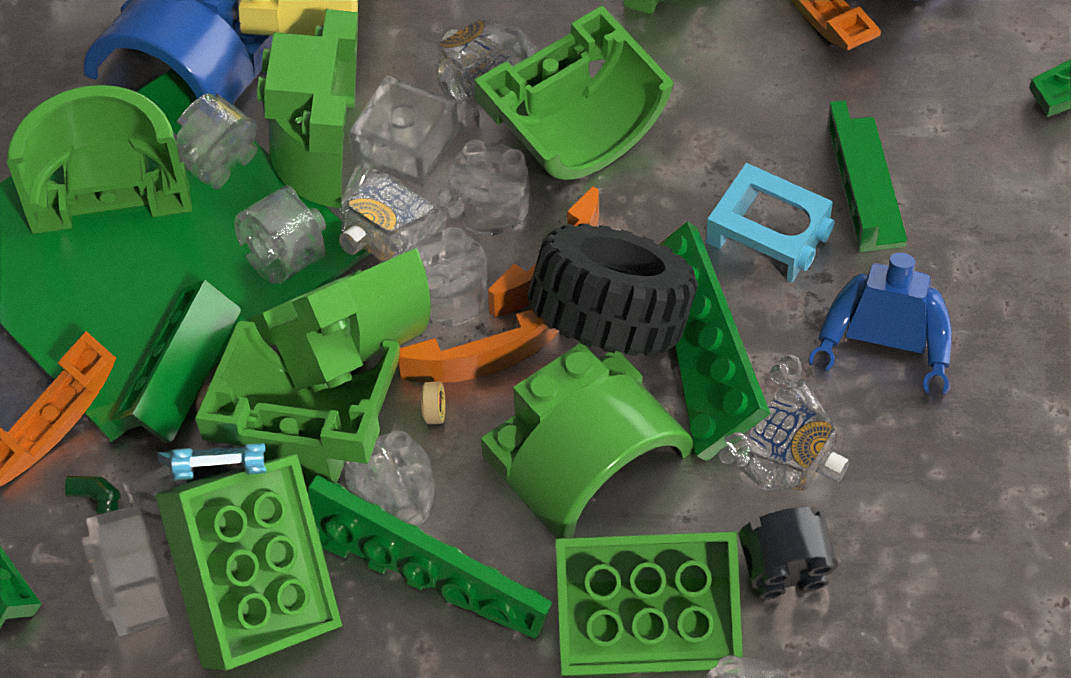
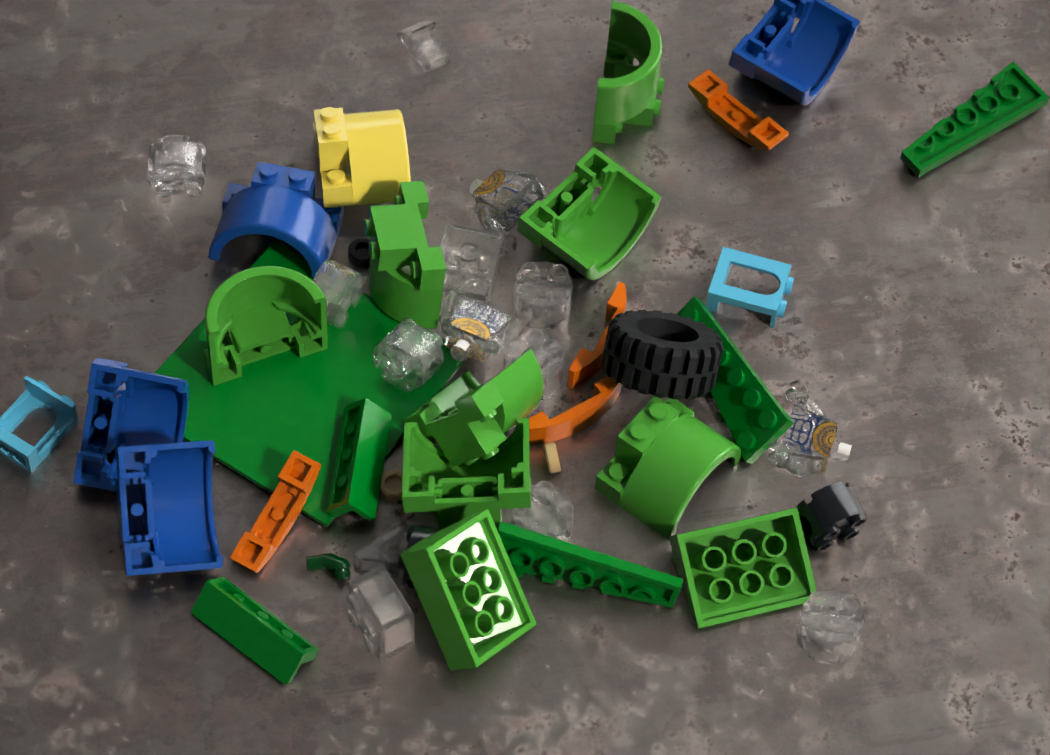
camera: 20 degrees left, 0 degrees up
(181, 460) = (418, 525): medium azure flag -> none
(865, 180) = (804, 244): green panel -> none
(893, 310) = (853, 335): blue torso -> none

